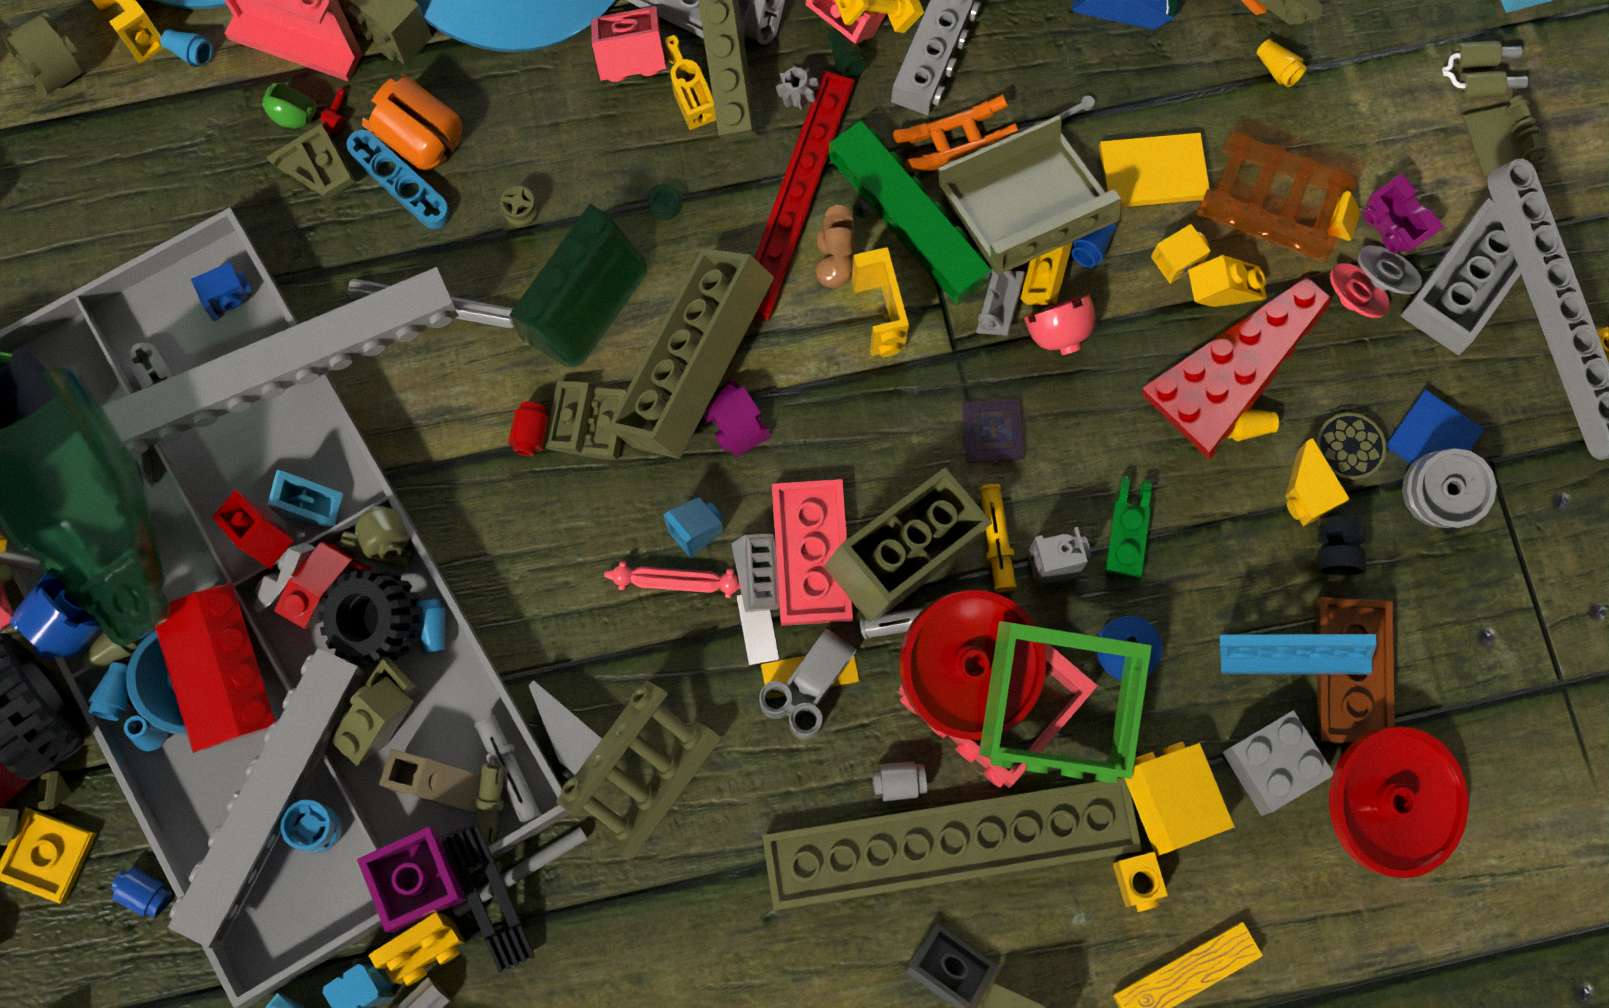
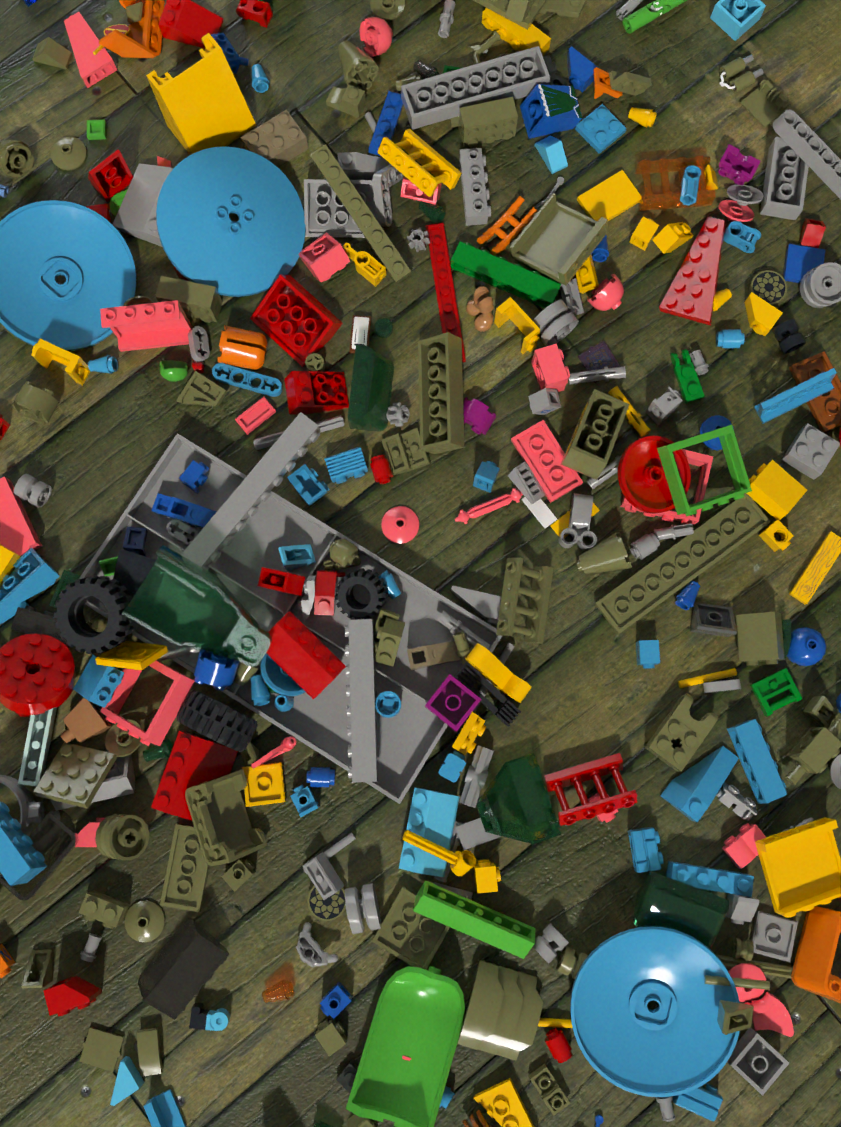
camera: 25 degrees left, 5 degrees up
(66, 345) = (135, 540): none -> dark blue bracket
(100, 927) = (311, 803): none -> dark azure brick
(110, 808) = (285, 746): none -> coral arm
(165, 332) = (182, 510): none -> blue slope
(345, 82) = (197, 343): none -> light grey beam
(379, 242) = (255, 415): none -> coral tile
(395, 394) = (307, 485): none -> dark azure cylinder
(475, 394) = (346, 465): none -> dark azure brick
(492, 249) = (315, 391): none -> red slope
(513, 553) = (400, 534): none -> coral dish
(520, 868) = (498, 673): none -> yellow beam
(528, 118) = (295, 319): none -> red slope
(605, 352) = (398, 414): none -> light grey gear
(622, 189) = (360, 332): none -> white slope
(804, 971) = (648, 653): none -> dark azure brick
(822, 764) = (605, 556): none -> olive cone
(859, 450) = (544, 401): none -> light grey brick
(894, 402) = (550, 368): none -> coral brick
(929, 905) = (687, 596): none -> blue cone
(944, 328) = (555, 323): none -> light grey wheel
(963, 781) = (674, 531): none -> light grey axle
(987, 454) = (597, 375): none -> light grey pin
(1096, 53) = (552, 153): none -> medium azure slope
(1161, 520) = (699, 363): none -> light grey pin
(1200, 50) = (600, 128): none -> dark azure plate
(1236, 500) = (730, 338): none -> dark azure brick
(1296, 209) = (689, 185): none -> dark azure piece
(1348, 340) = (743, 236): none -> dark azure piece
(1475, 390) = (812, 233): none -> red brick

